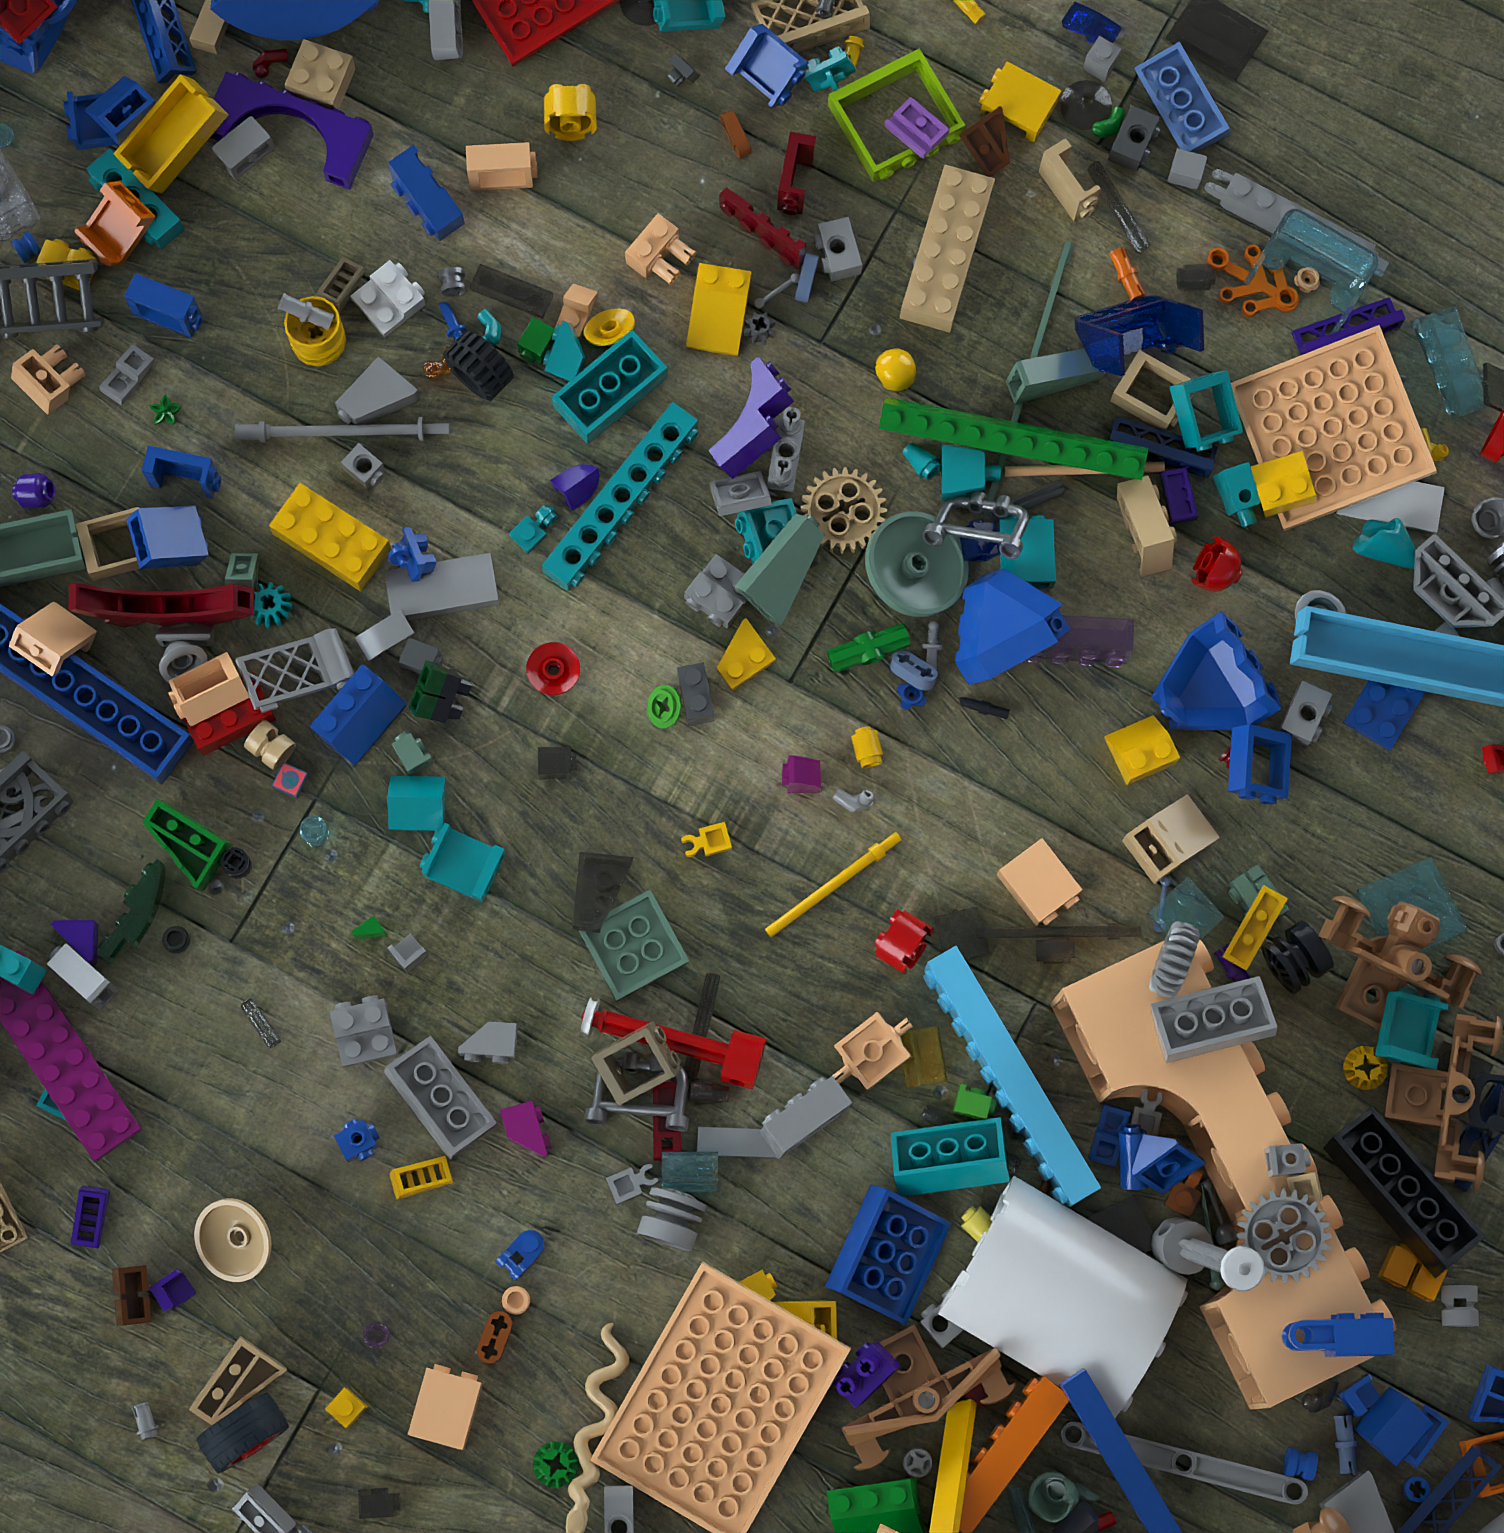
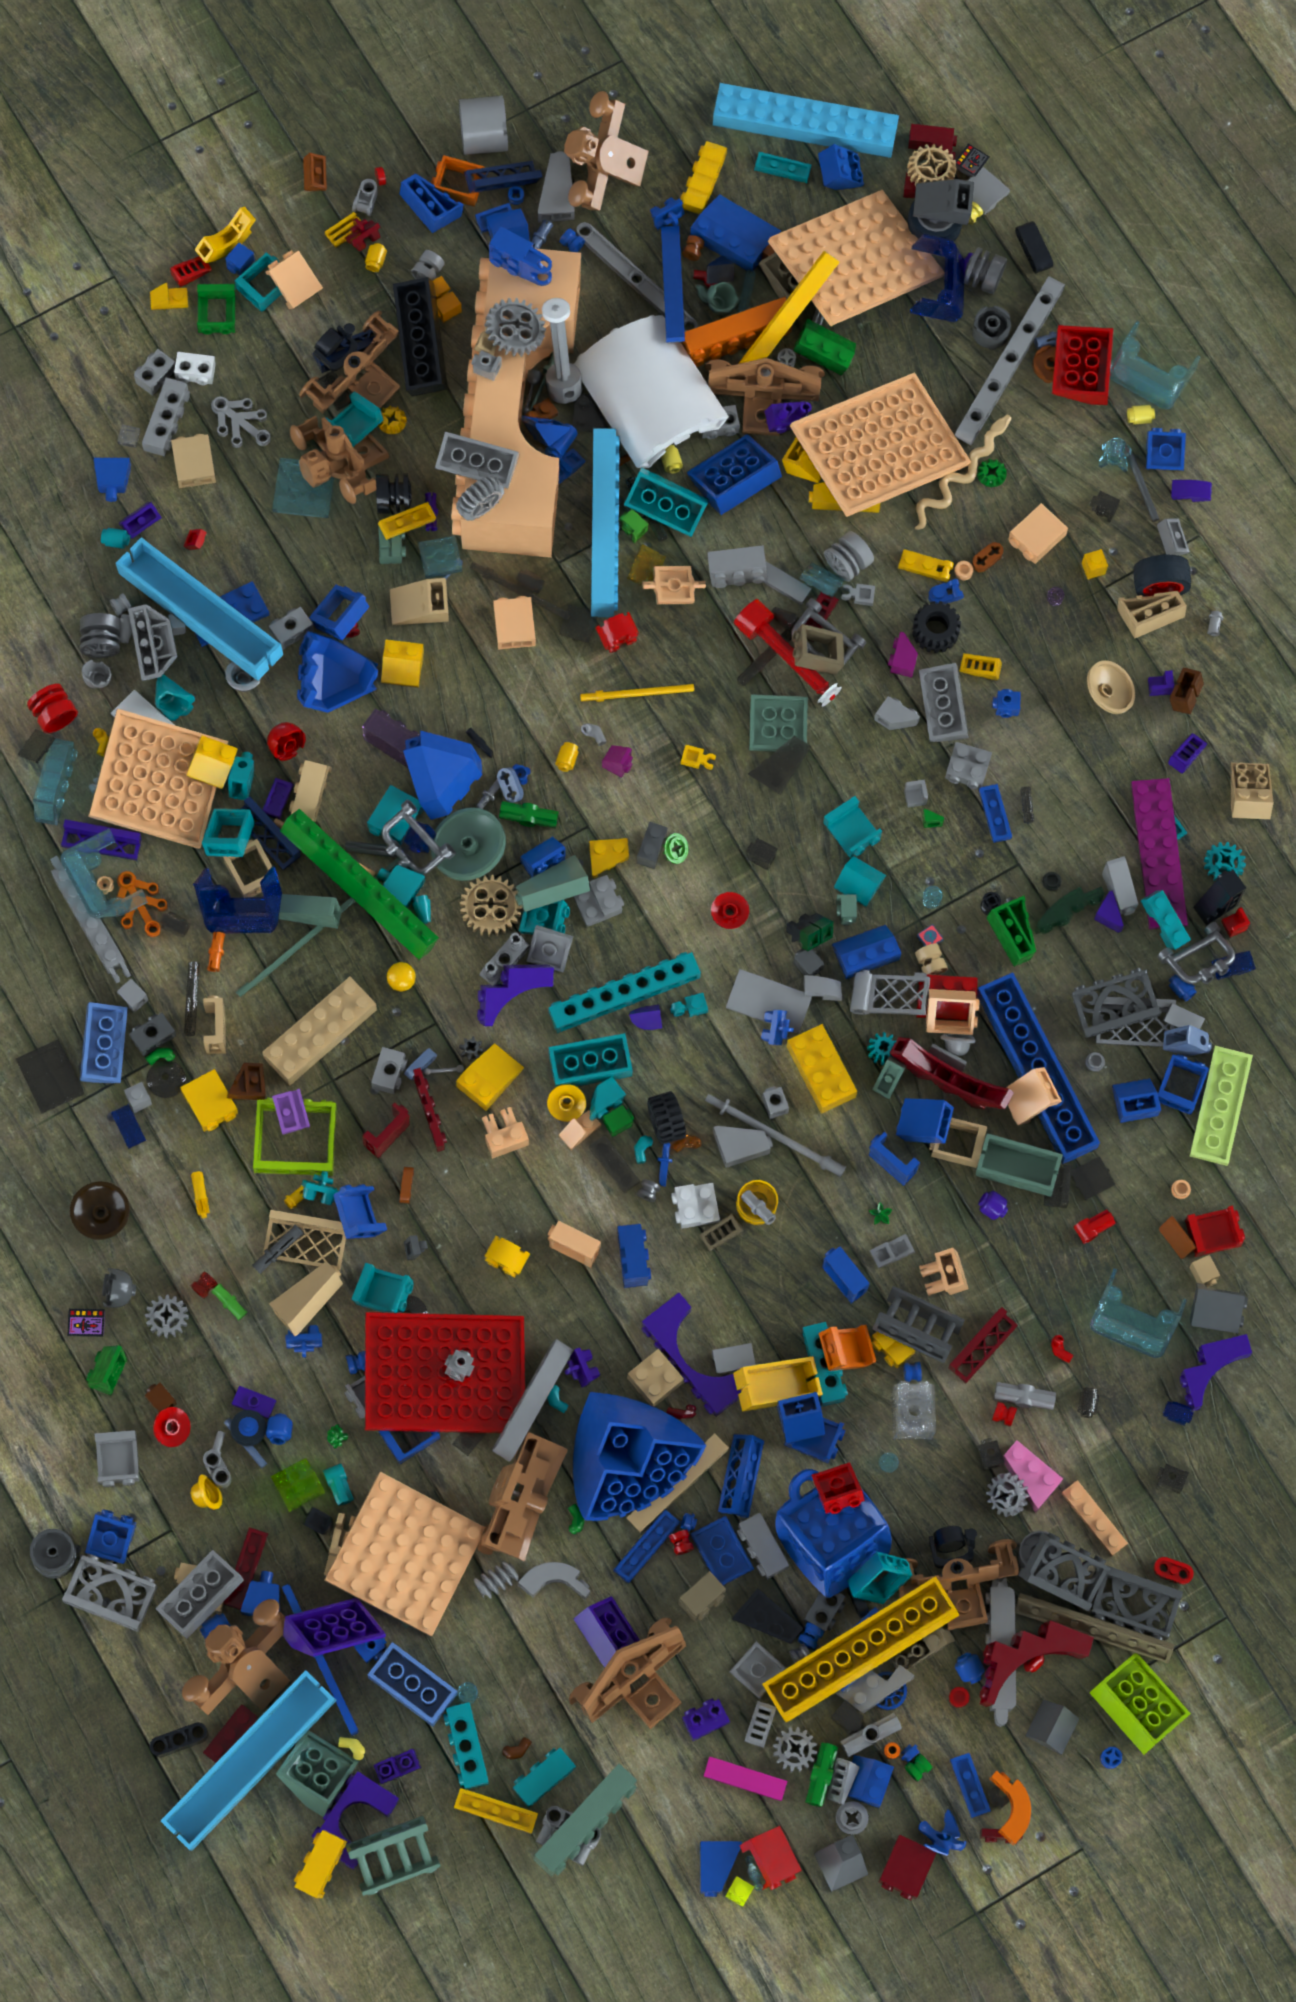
camera: 150 degrees left, 5 degrees down
(294, 986) = (995, 813): none -> blue plate
(401, 40) = (579, 1369): none -> dark purple hips
(488, 1174) = (939, 613): none -> black tyre
(569, 1276) = (925, 565): none -> yellow plate
(817, 600) = (543, 856): none -> blue slope

